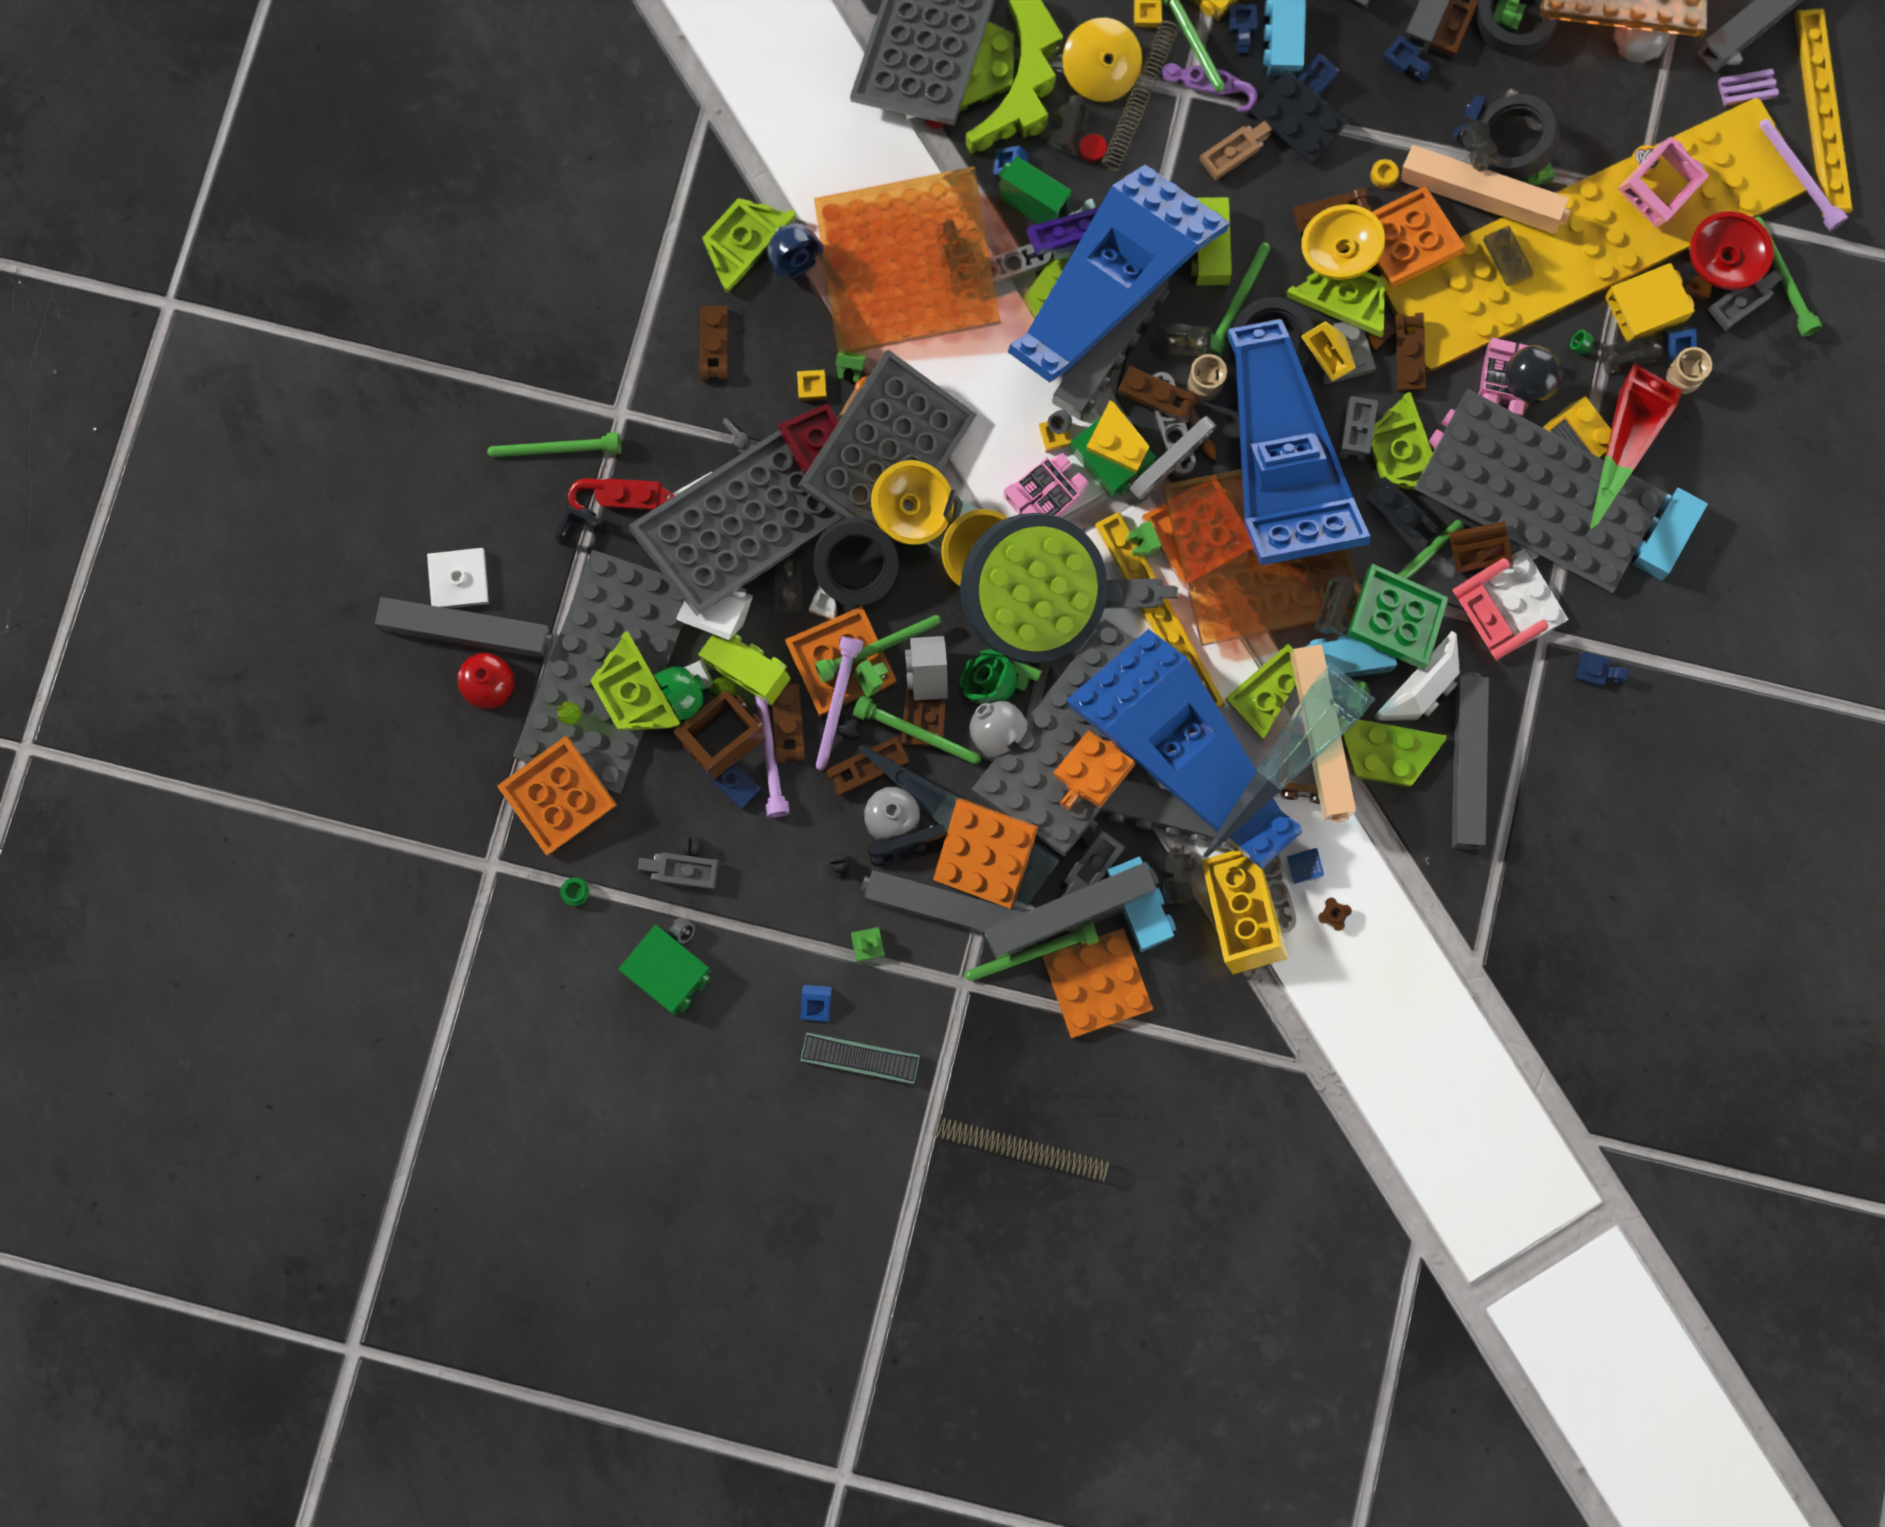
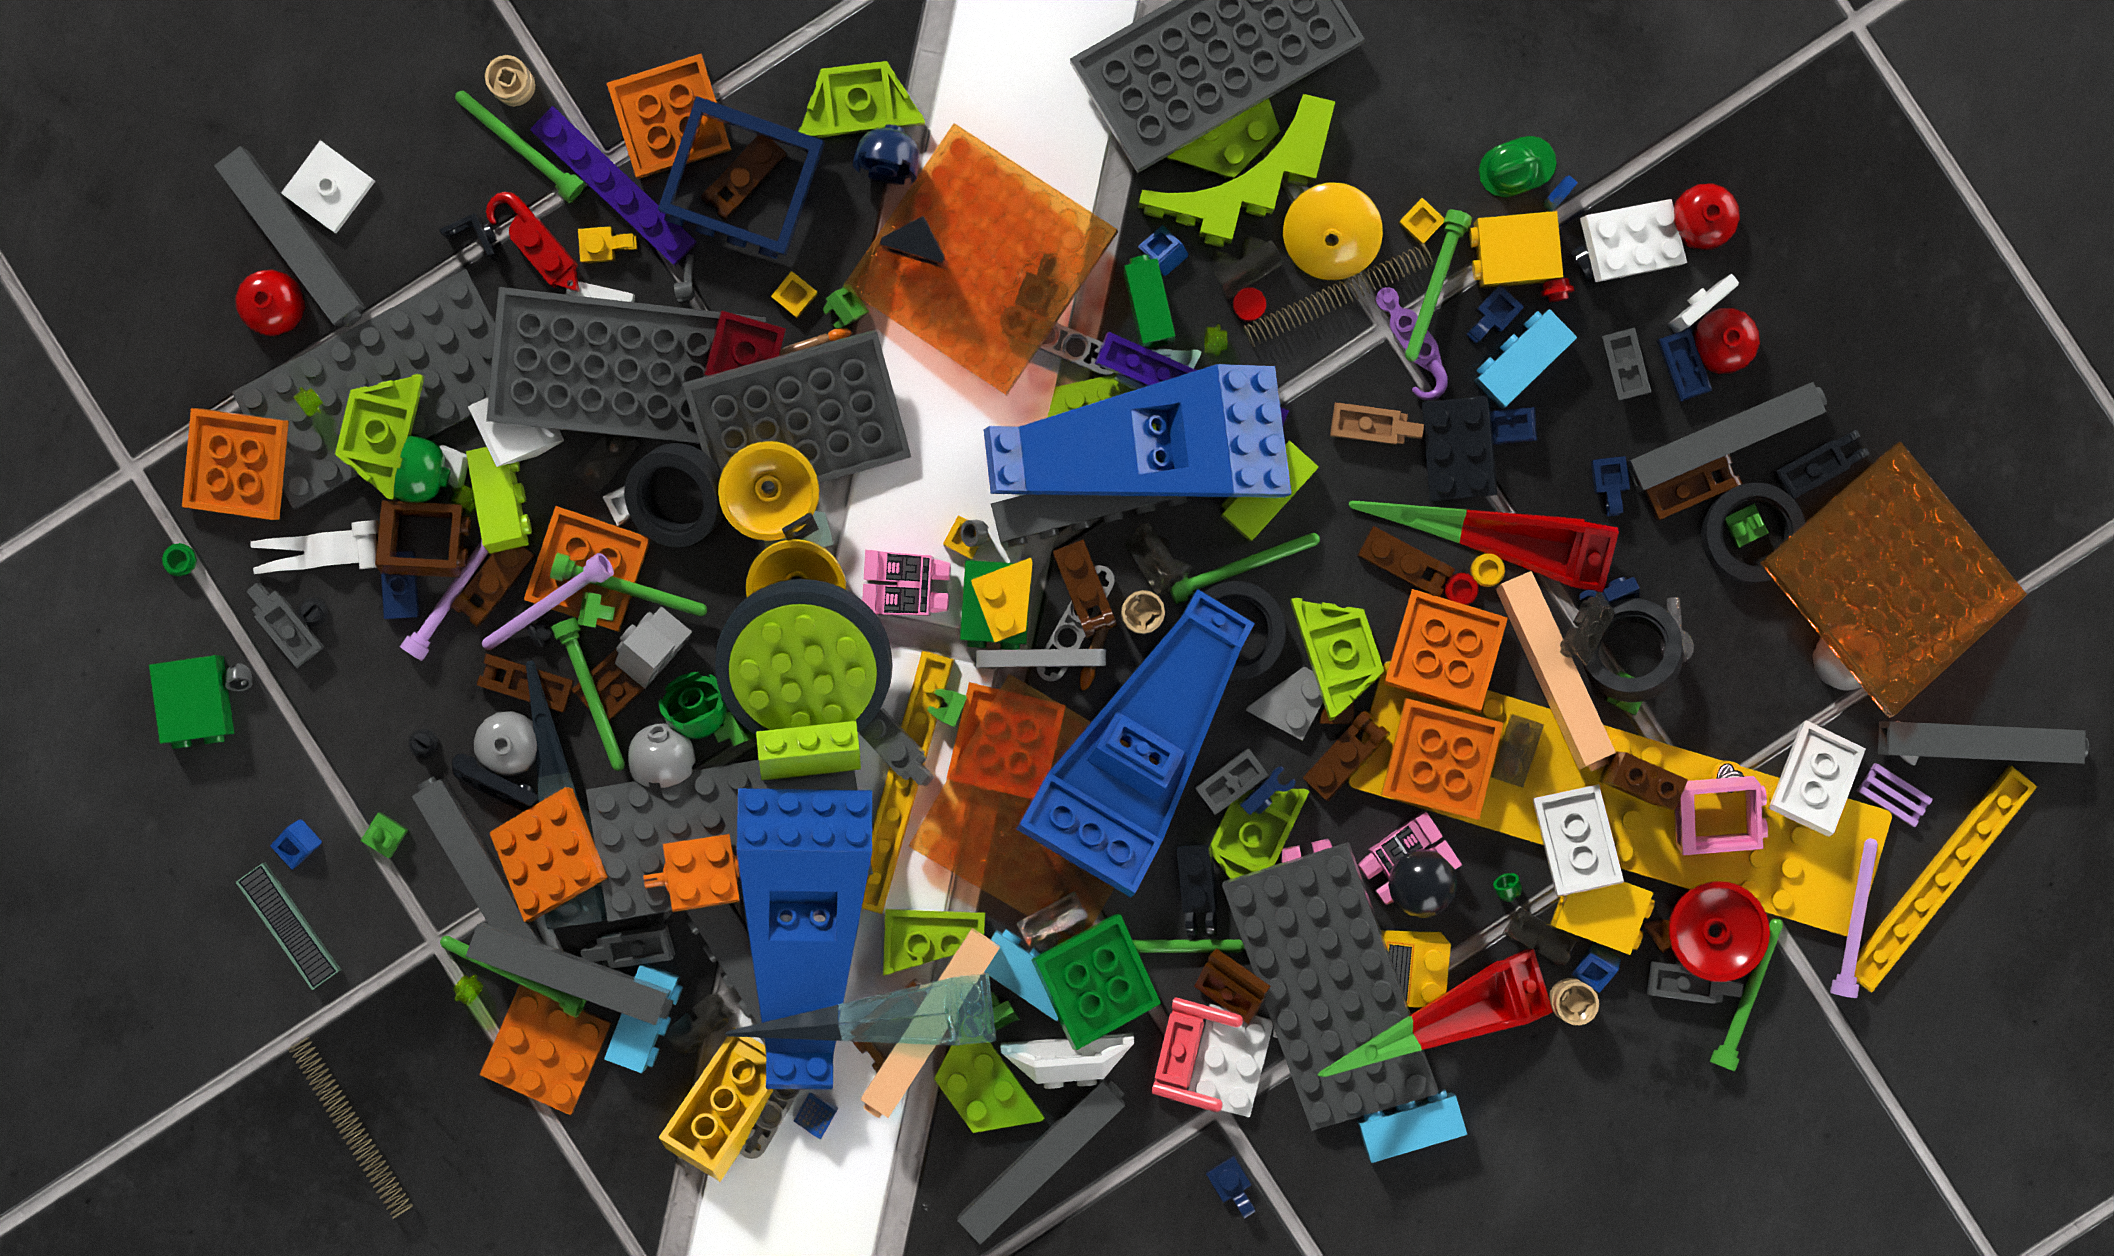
camera: 45 degrees right, 10 degrees up
(515, 411) = (510, 80): none -> tan wheel
(634, 348) = (655, 112): none -> orange plate
(638, 420) = (612, 185): none -> dark purple plate
(662, 799) = (325, 549): none -> white flag
(663, 461) = (600, 244): none -> yellow plate
(699, 299) = (738, 236): none -> dark blue window
(861, 281) = (915, 242): none -> black slope
(1012, 990) = (467, 989): none -> clear neon green plate
(1086, 638) = (808, 750): none -> lime brick
(1093, 185) = (1215, 340): none -> clear neon green plate
(1327, 917) = (805, 1170): reddish brown plate -> none
(1330, 350) = (1273, 690): yellow slope -> none
(1339, 230) = (1381, 583): yellow dish -> none
(1380, 196) = (1461, 588): none -> red tile
(1385, 417) = (1259, 798): none -> dark blue plate
(1413, 120) = (1555, 547): none -> red plate
(1470, 298) = (1442, 758): none -> orange plate
(1597, 271) = (1578, 840): none -> white plate
(1599, 200) = (1643, 780): none -> reddish brown window
(1696, 113) = (1817, 778): none -> white plate

